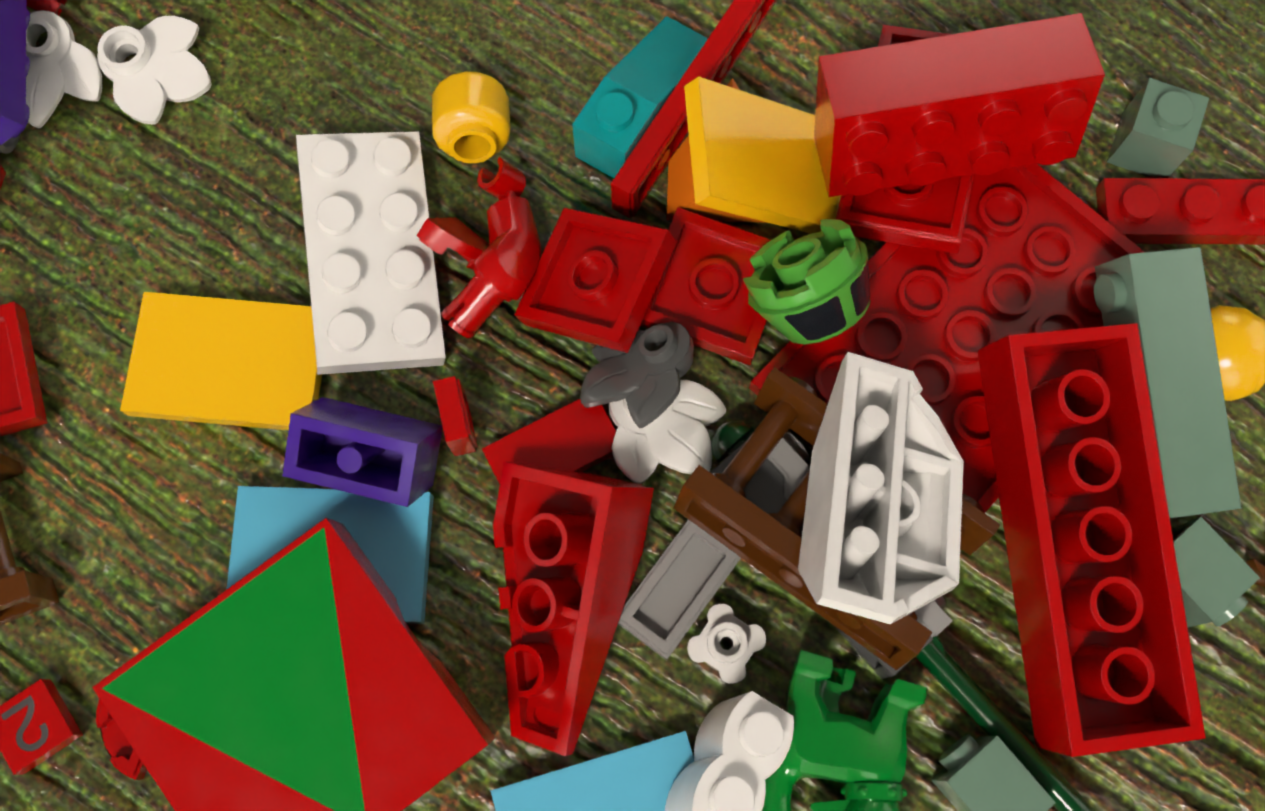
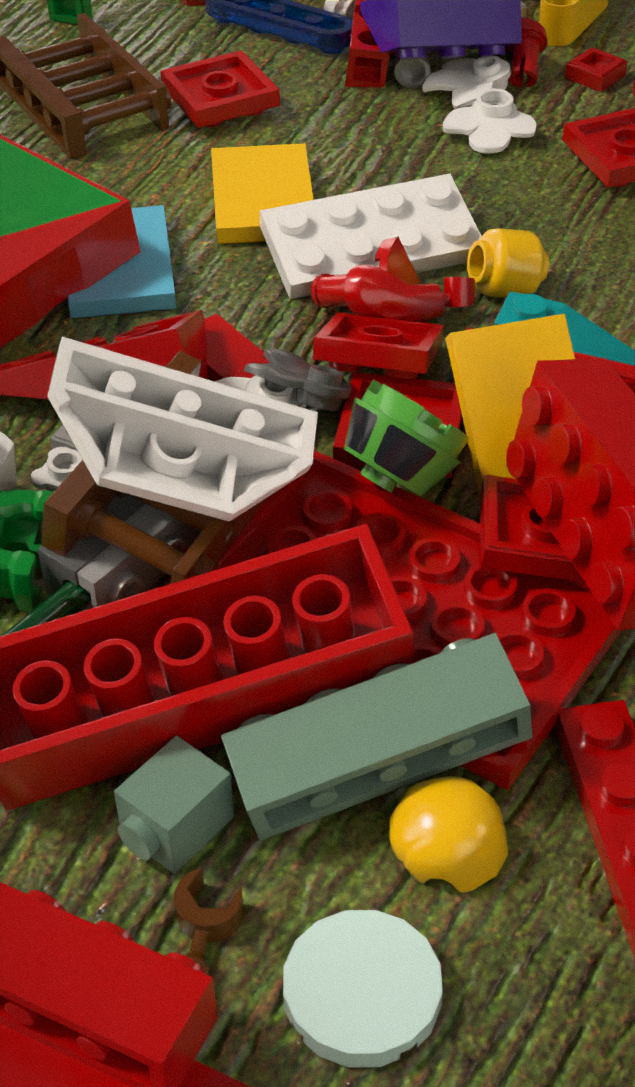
camera: 80 degrees right, 30 degrees down
(362, 451) = (197, 243): dark purple brick -> none
(455, 416) = (240, 291): red tile -> none

